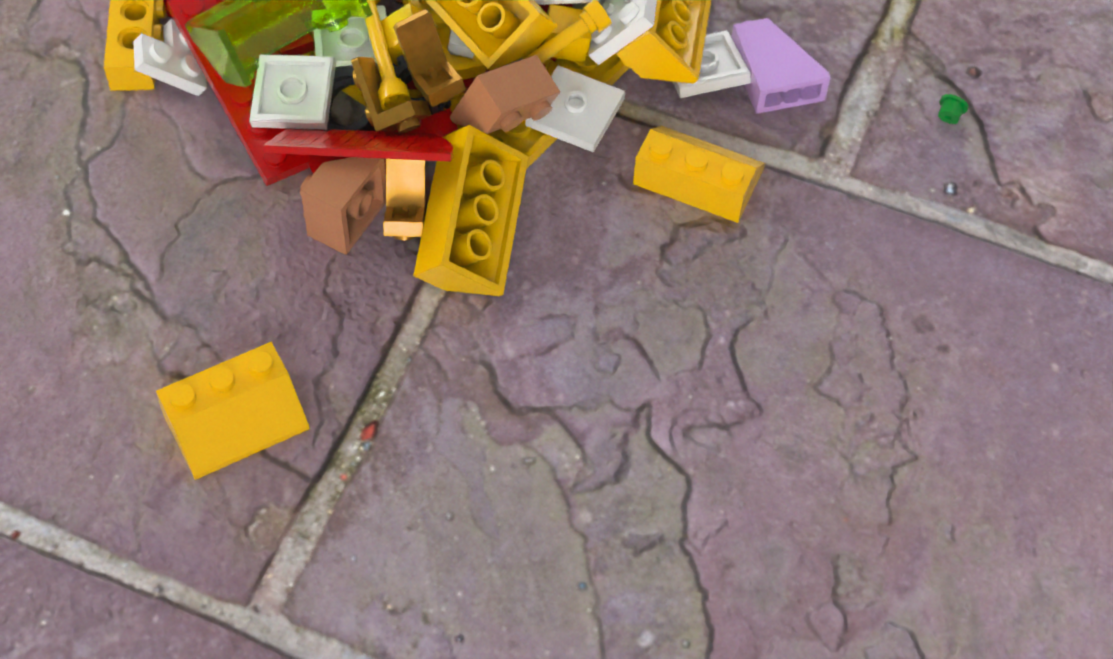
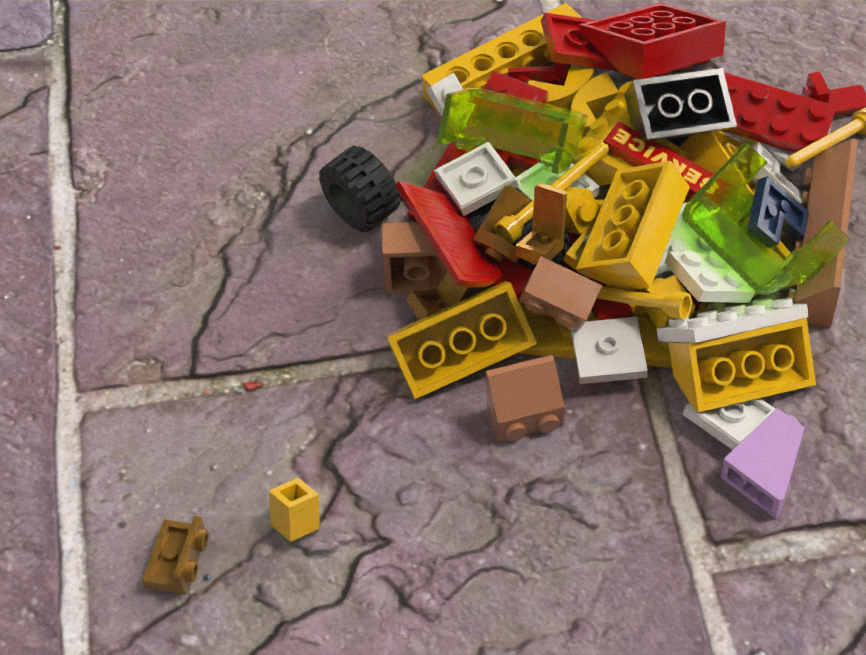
camera: 65 degrees right, 5 degrees down
(217, 194) = (359, 188): none -> black tyre
(232, 410) = (209, 298): yellow slope -> none
(548, 596) = (175, 556): none -> pearl gold bracket
(574, 458) = (294, 509): none -> yellow brick
(586, 202) = (524, 399): none -> nougat slope
(696, 172) = (624, 461): yellow slope -> none
(952, 108) = (838, 614): green piece -> none

